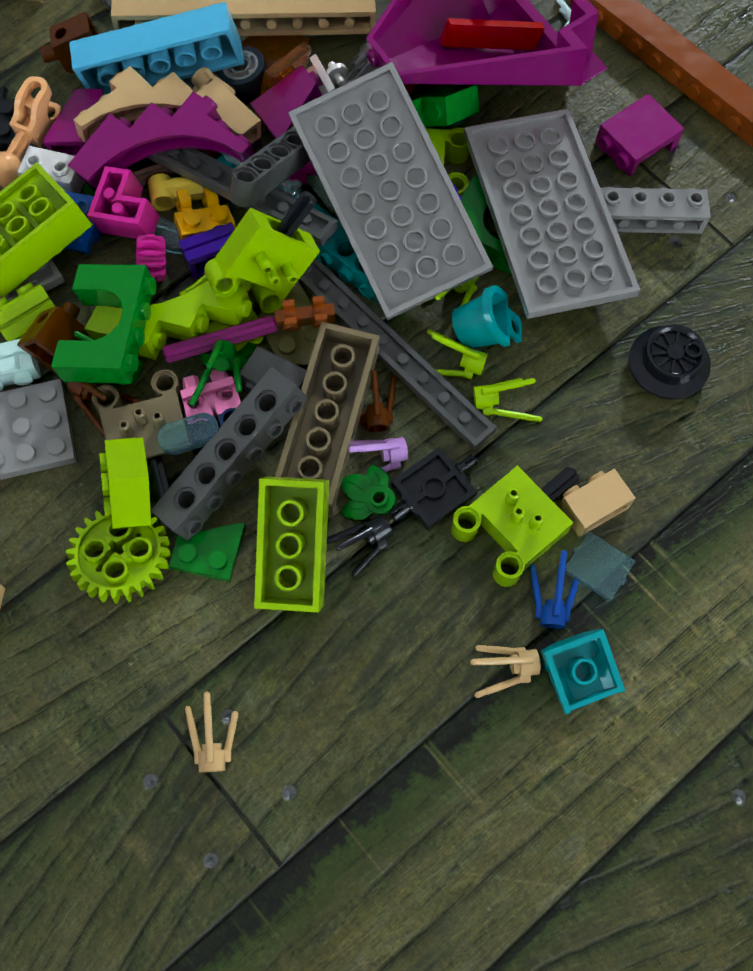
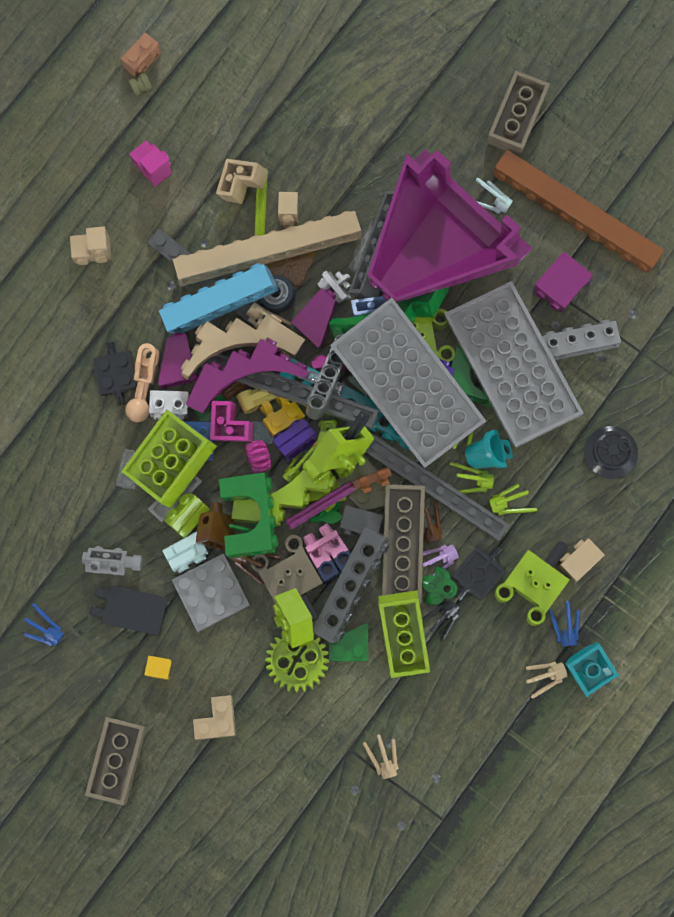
camera: 10 degrees left, 10 degrees up
(63, 33) = (152, 299): reddish brown torso -> none
(187, 433) = (320, 576): clear light blue tile -> none
(221, 359) = (326, 521): green plant -> none
(286, 65) = (308, 291): clear orange plate -> none
(491, 34) = (446, 230): red tile -> none
(599, 566) = (590, 600): clear light blue piece -> none

